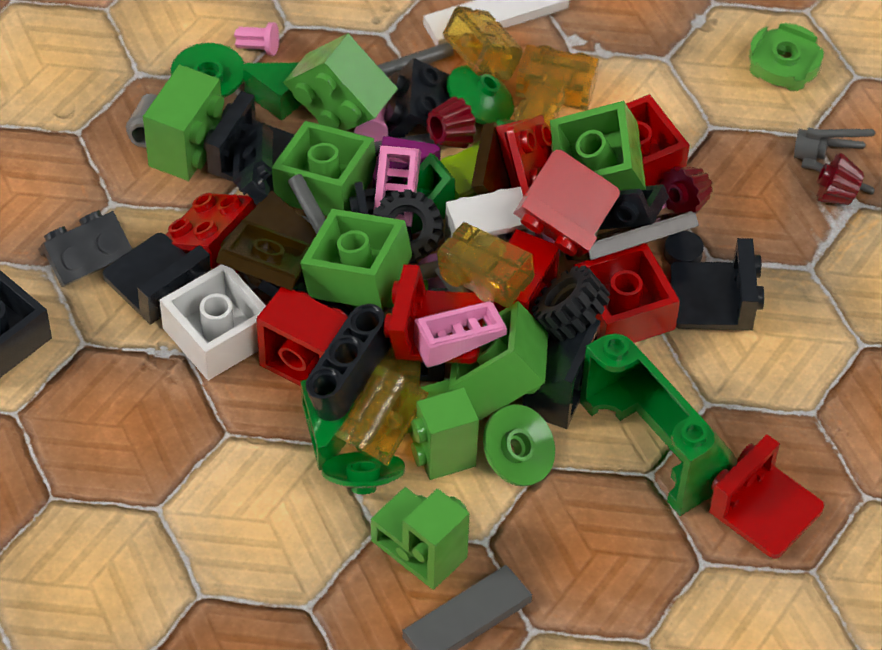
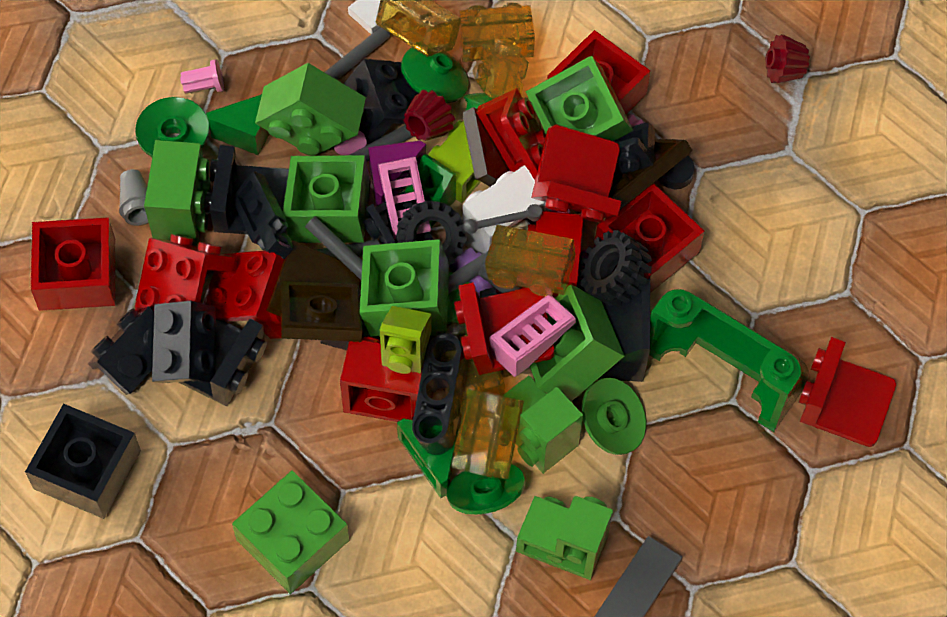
camera: 20 degrees left, 10 degrees up
(61, 156) = (73, 264): none -> red brick
(131, 249) = (183, 342): none -> black bracket
(150, 191) = (177, 270): none -> red bracket
(157, 448) = (291, 532): none -> bright green brick
(213, 320) = (291, 386): white brick -> none
(329, 293) = (404, 339): none -> lime slope
(510, 228) = (533, 213): none -> dark grey hinge
(687, 188) = (659, 109): dark red piece -> none
(719, 292) = (727, 202): black bracket -> none
(813, 145) = (749, 29): dark grey plant -> none

